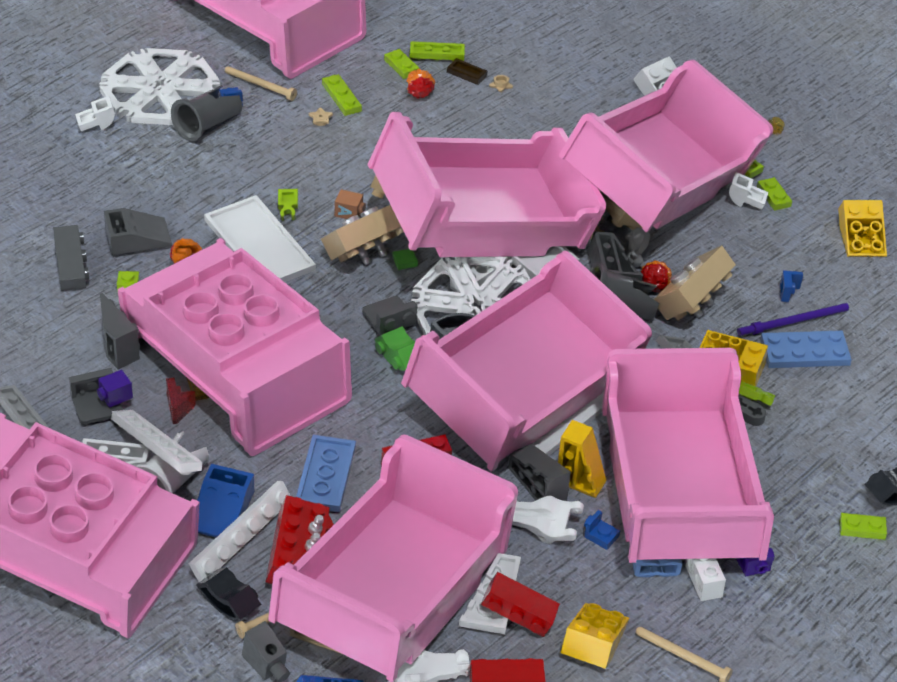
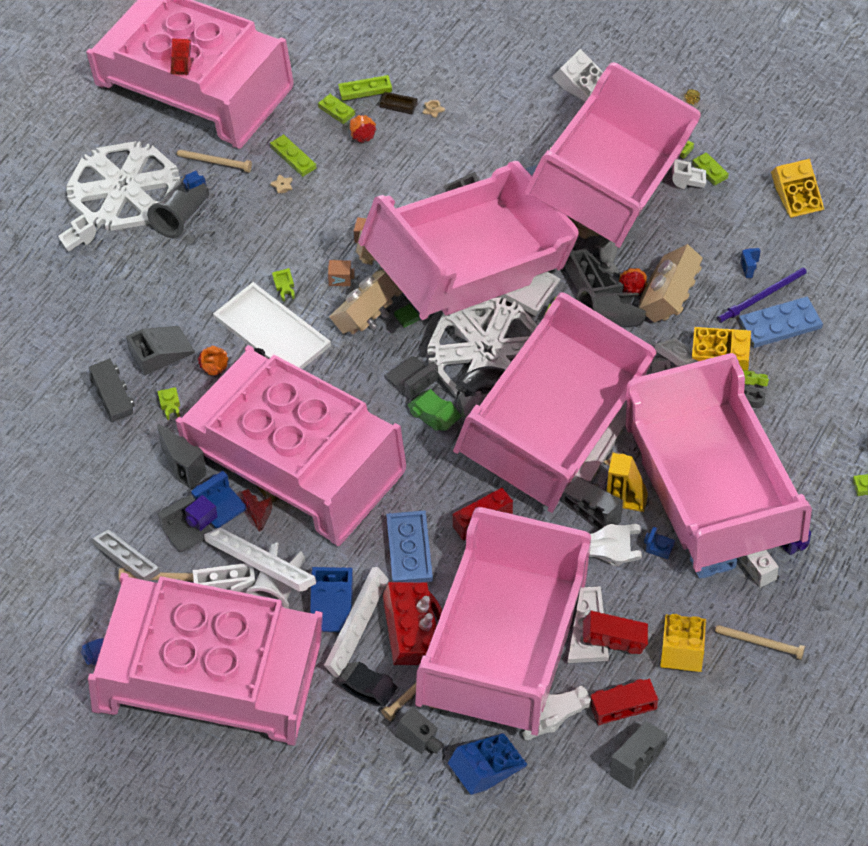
camera: 10 degrees left, 10 degrees up
(145, 381) = (222, 496): none -> blue bracket

